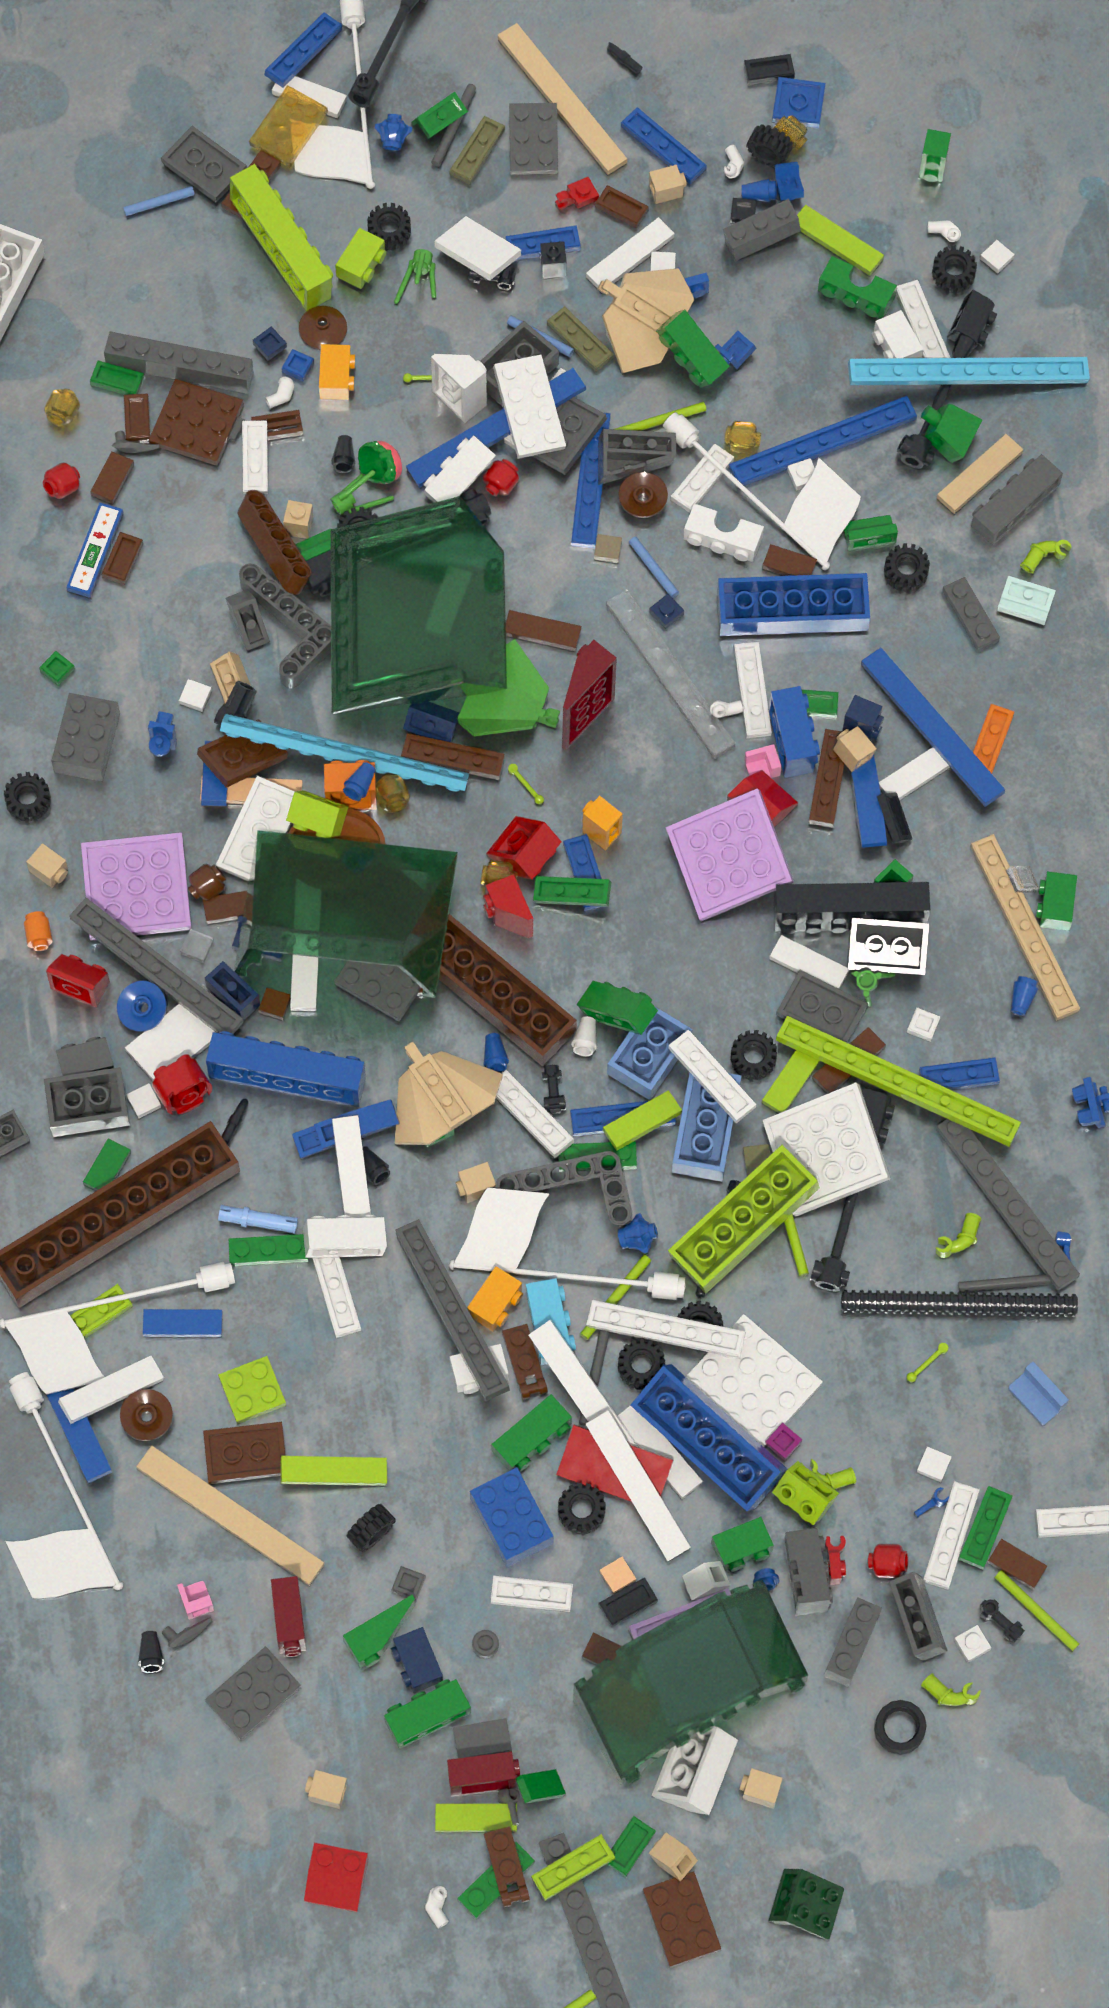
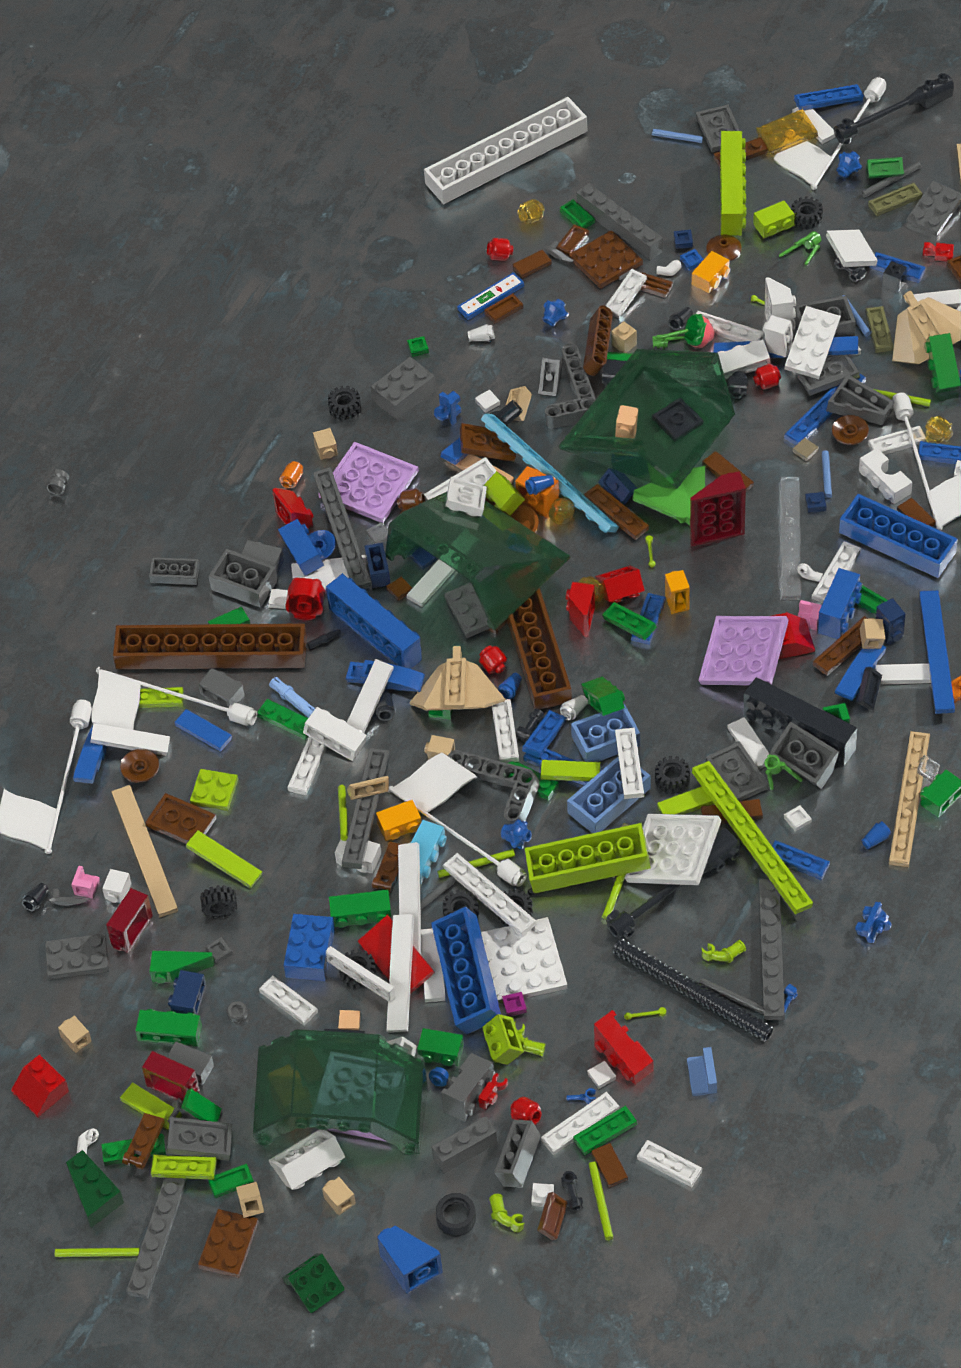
camera: 40 degrees right, 15 degrees down
(124, 608) = (482, 333): none -> white cone
(127, 1020) = (302, 546): none -> blue brick
(167, 1259) = (221, 688): none -> dark grey brick
(190, 530) = (554, 312): none -> blue rock
(236, 1581) = (116, 886): none -> white brick
(288, 848) = (466, 496): none -> white plate
(400, 644) = (626, 422): none -> light nougat brick
(411, 435) = (732, 330): none -> white tile
(426, 1328) = (342, 812): none -> lime bar
(440, 1284) = (368, 788): none -> tan slope
(443, 596) = (677, 419): none -> black tile
(452, 1032) = (493, 659): none -> red head
(487, 421) = (778, 336): none -> white brick
(490, 1956) = (95, 1190): none -> dark green wedge
(565, 1823) = (199, 1138): none -> dark grey plate
(577, 1091) = (544, 734): none -> blue tile
(600, 1517) = (360, 974): none -> white tile
(891, 1813) = (408, 1258): none -> blue slope
(940, 1423) = (621, 1049): none -> red wedge
(1002, 1662) = (552, 1216): none -> reddish brown tile

